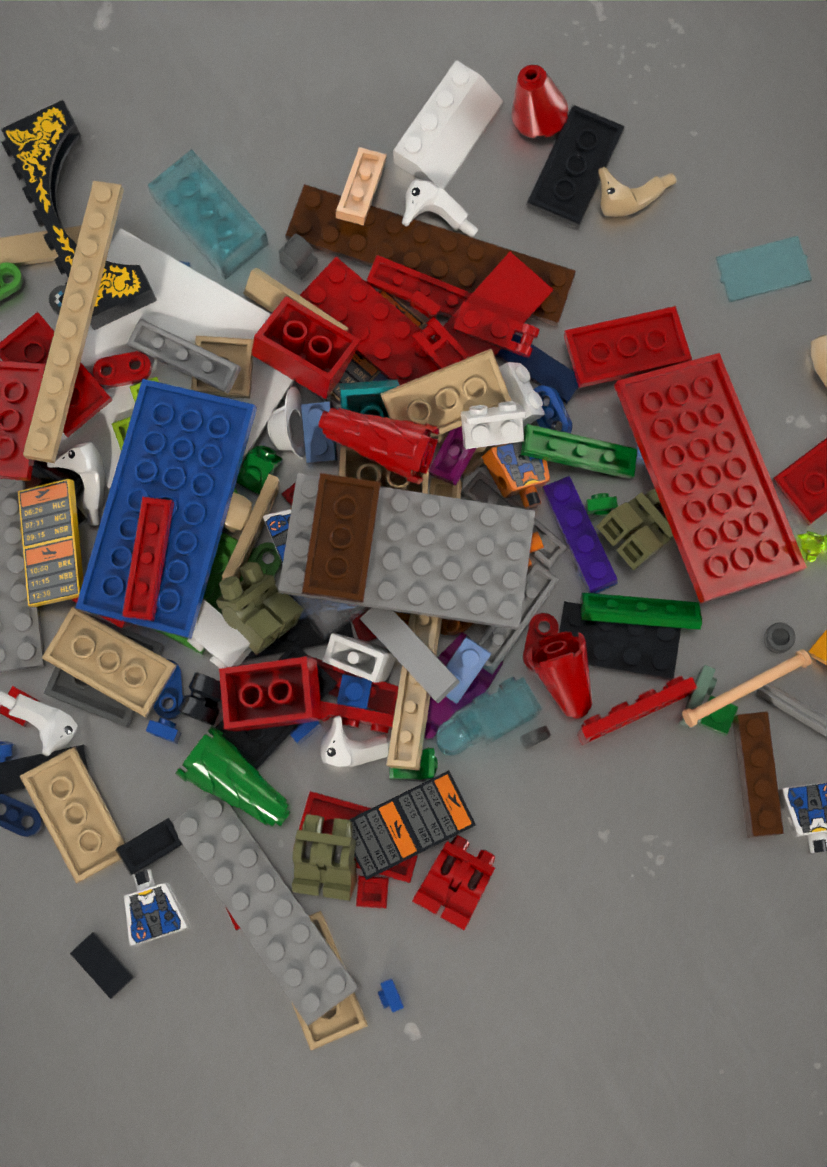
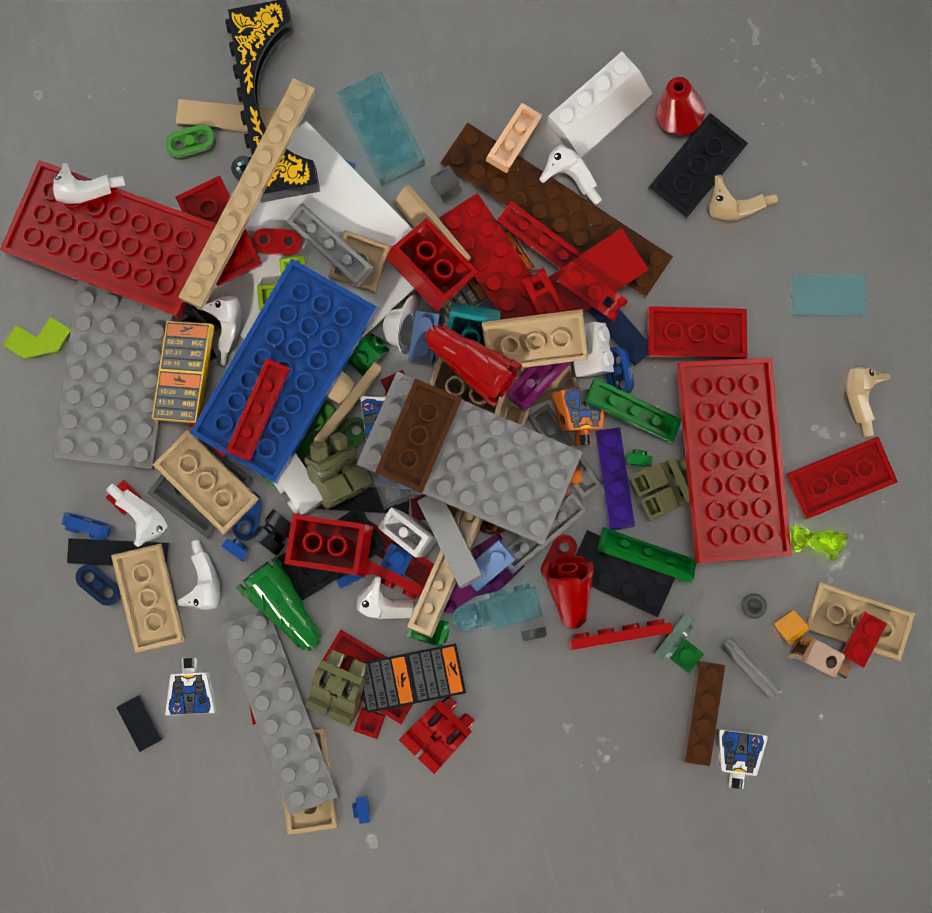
camera: 10 degrees right, 5 degrees up
(143, 789) = (207, 592): none -> white animal
(149, 846) = (200, 639): black tile -> none
(424, 305) = (539, 255): red tile -> none
(492, 425) = (567, 372): white bracket -> none
(692, 716) = (766, 628): light nougat bar -> none

